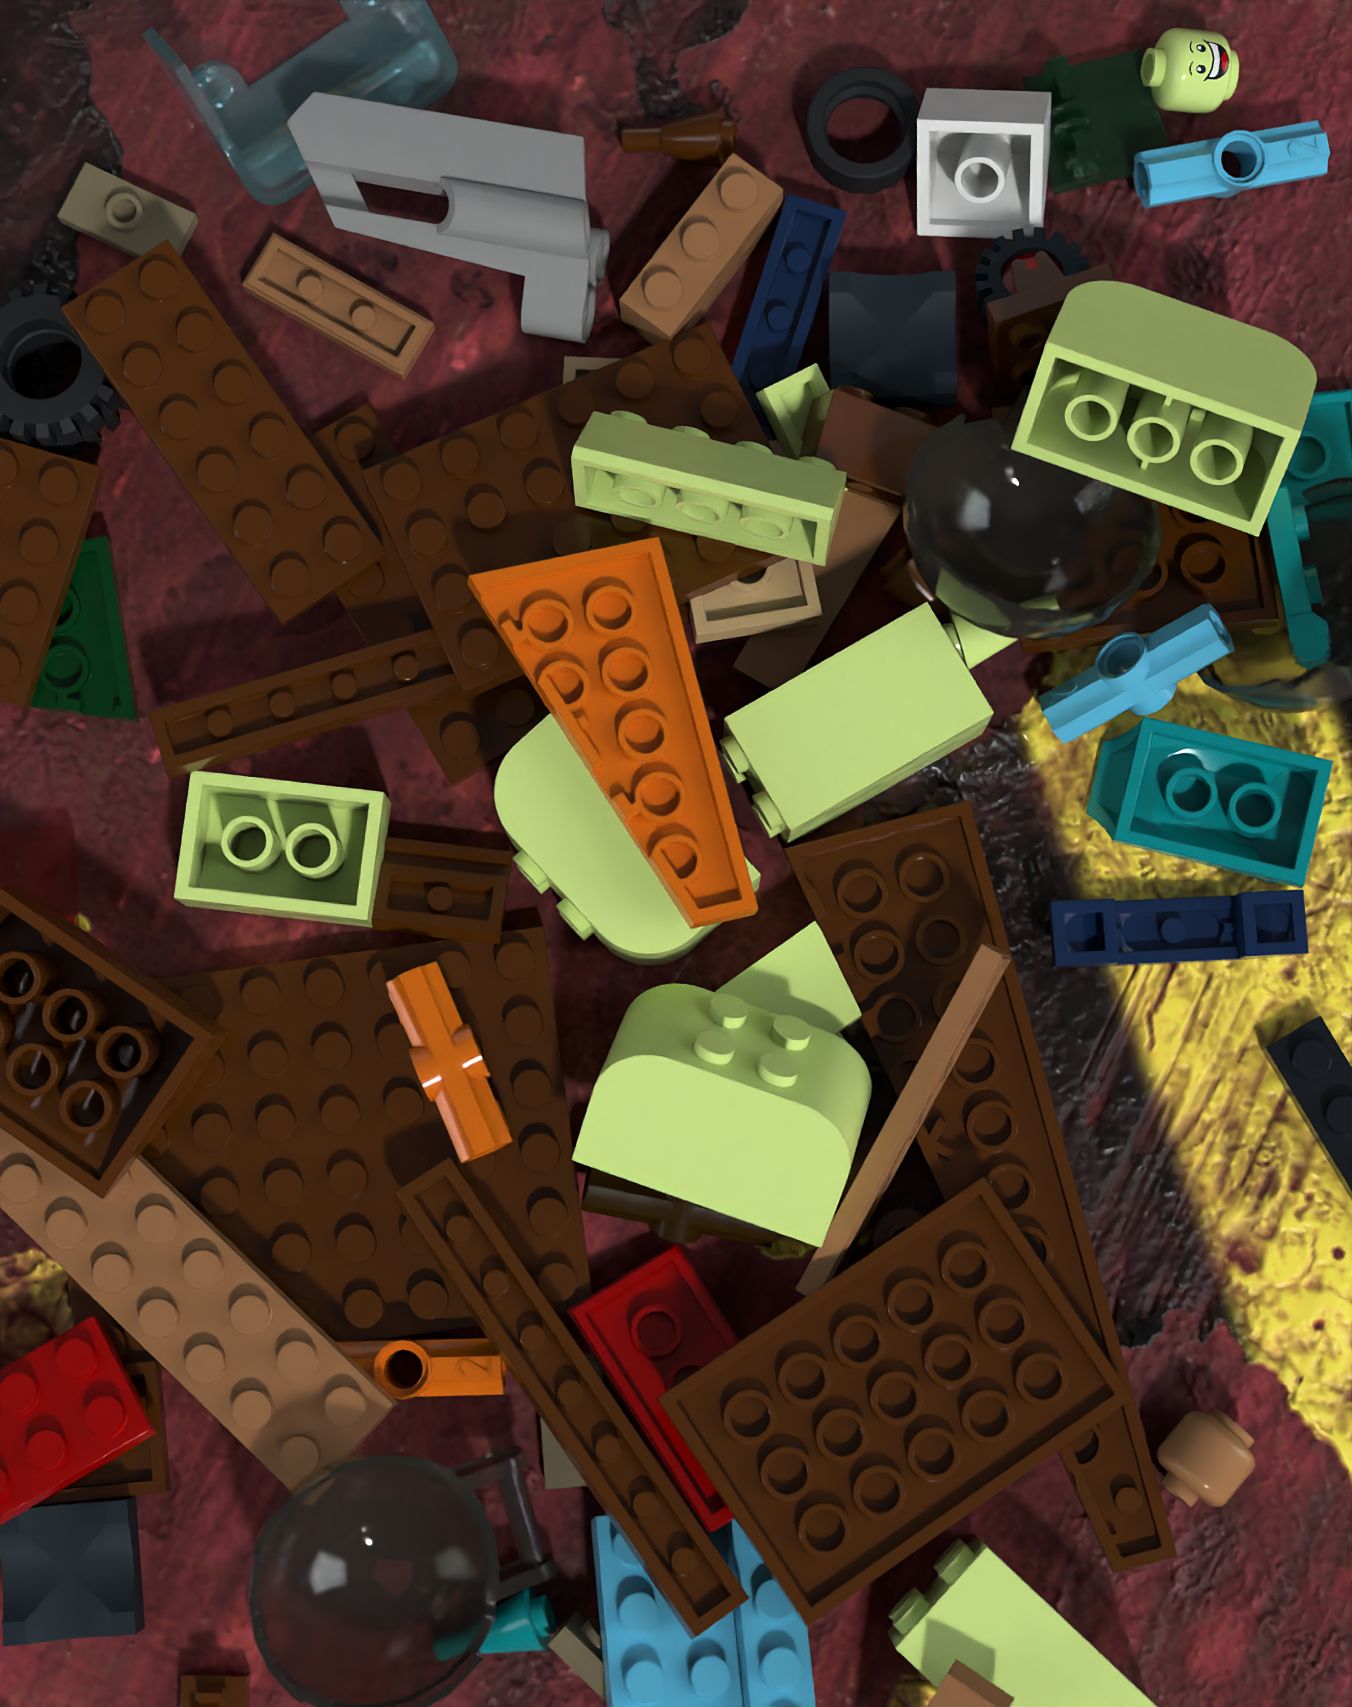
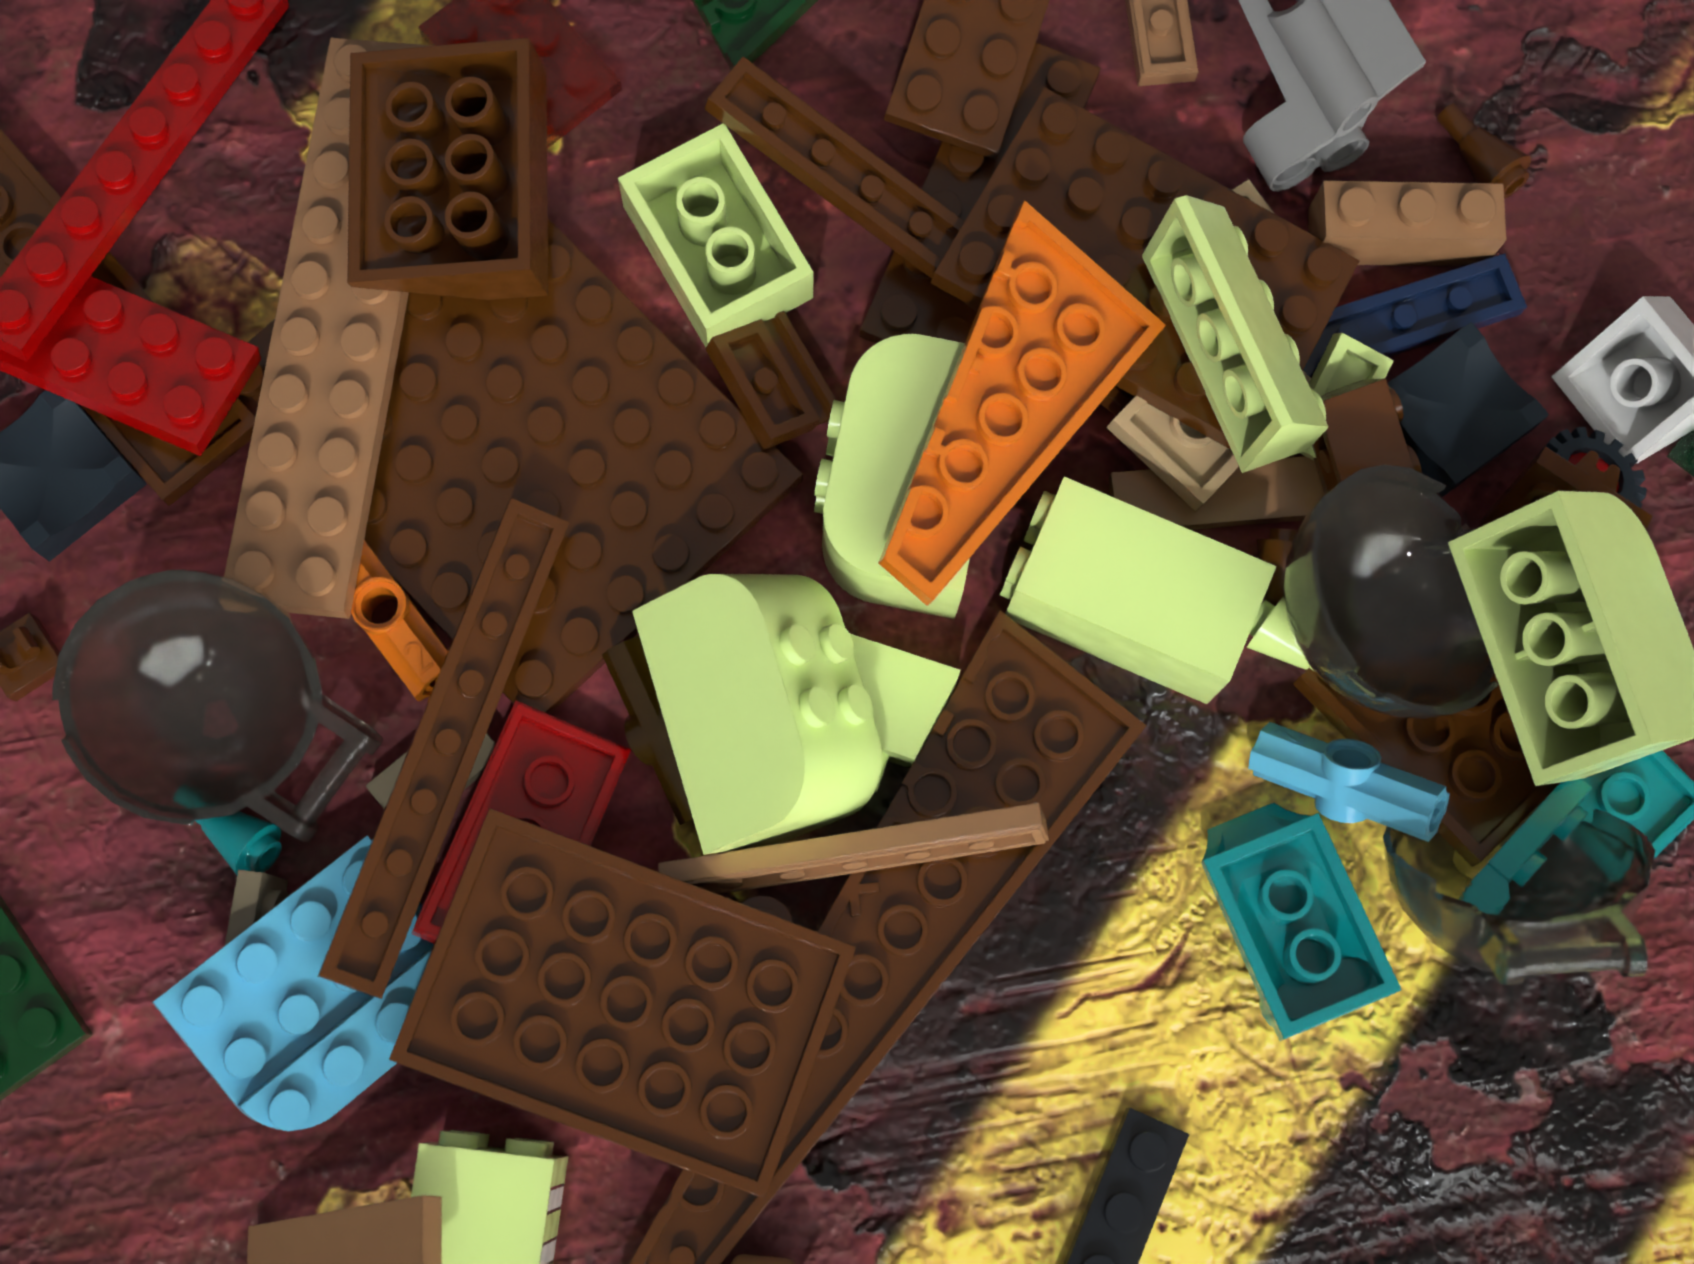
camera: 45 degrees right, 5 degrees down
(449, 1062) = (642, 471): orange piece -> none
(864, 84) = (1617, 239): black tyre -> none
(1178, 929) = (1170, 967): dark blue slope -> none

